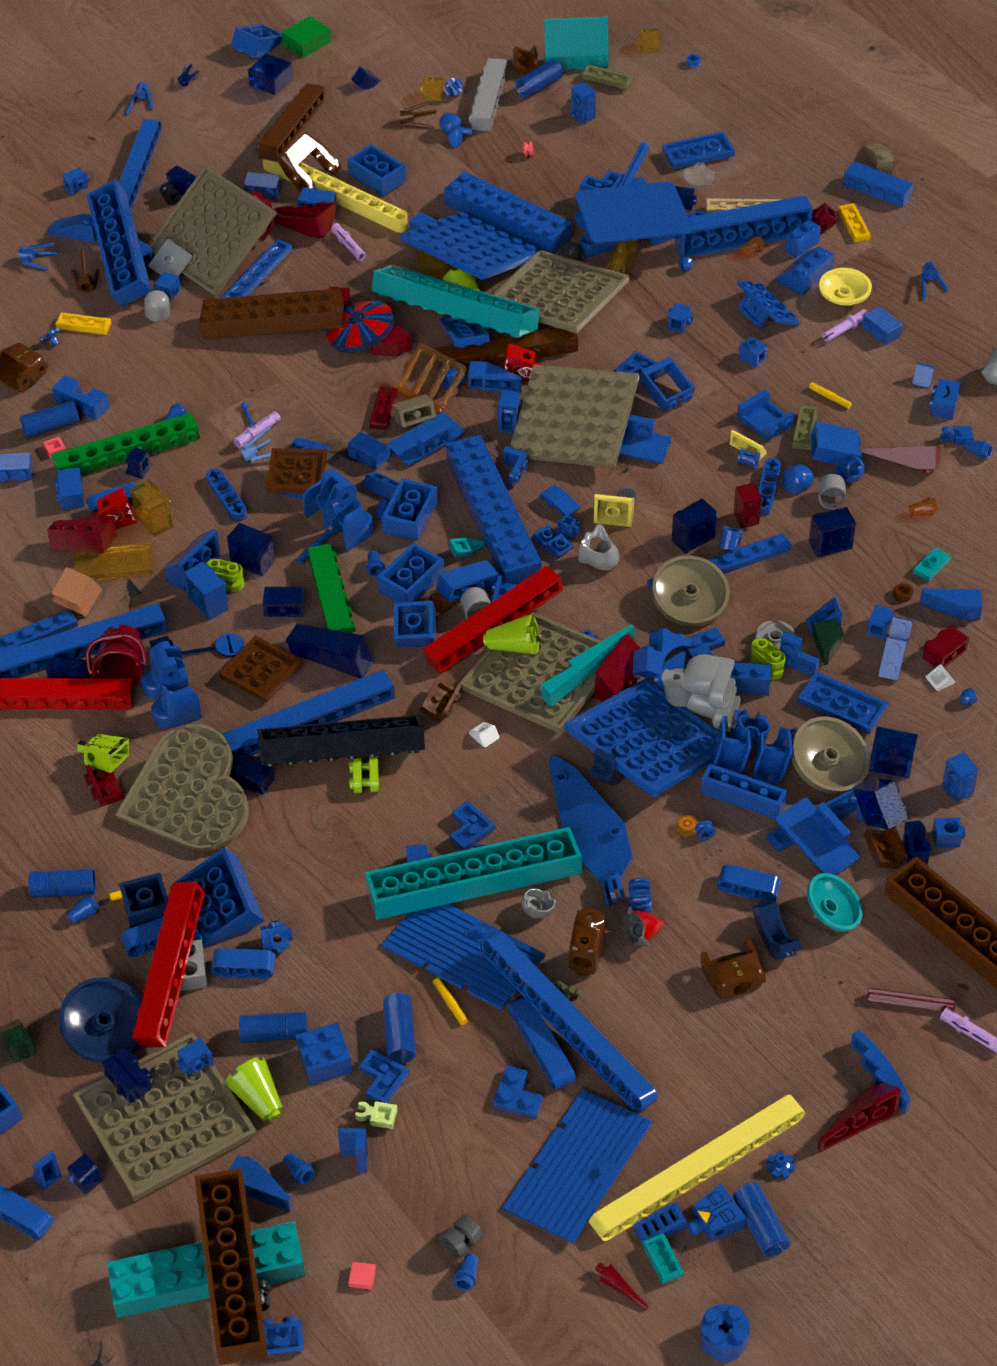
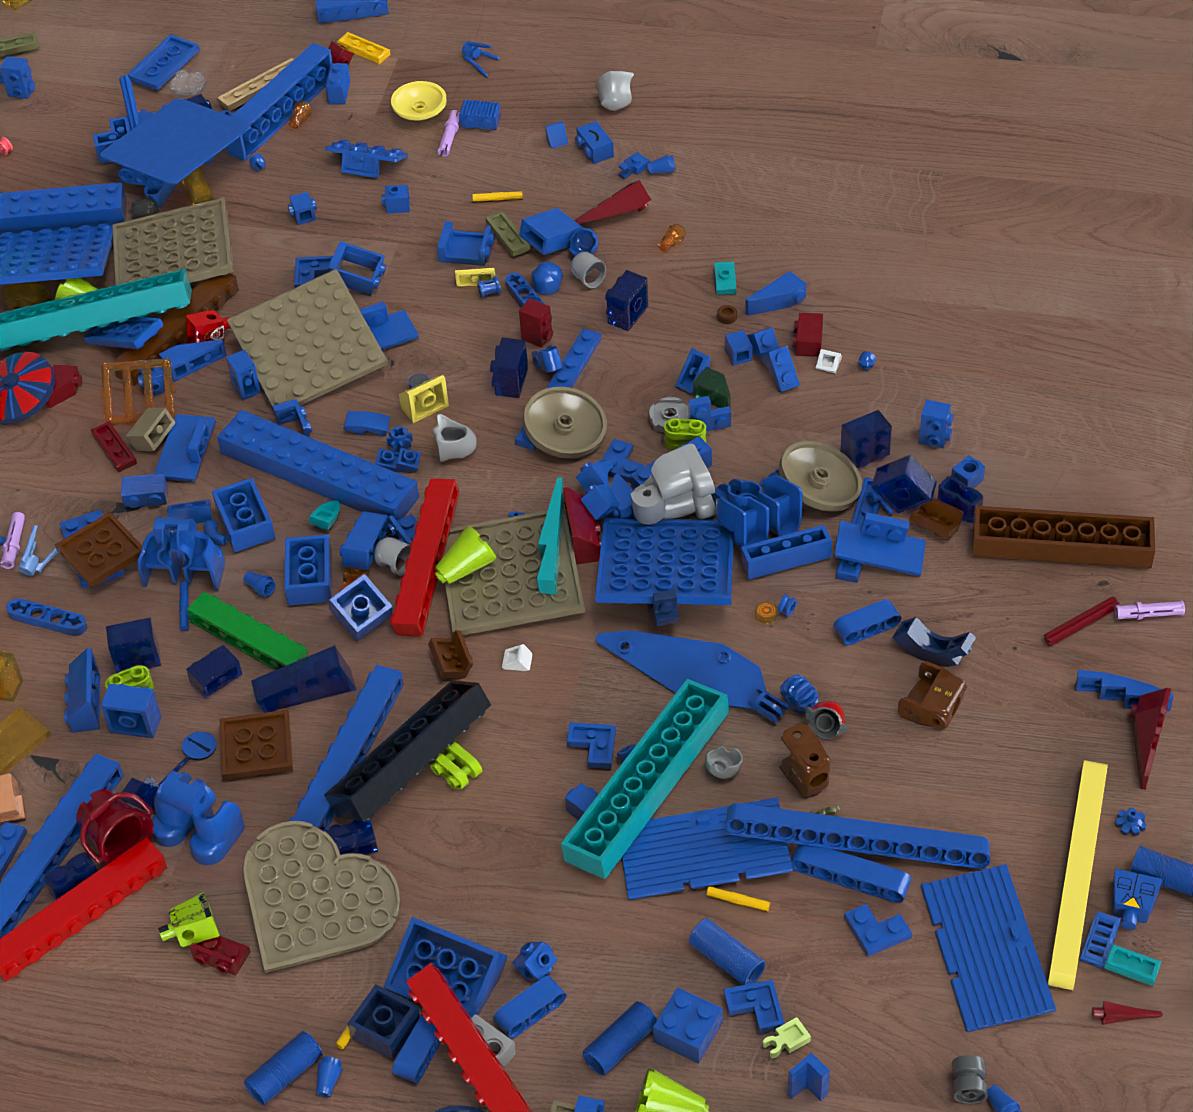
camera: 40 degrees left, 0 degrees up
(806, 270) = (366, 107): blue slope -> none
(834, 902) = (951, 587): teal dish -> none
(842, 702) = (778, 429): blue plate -> none

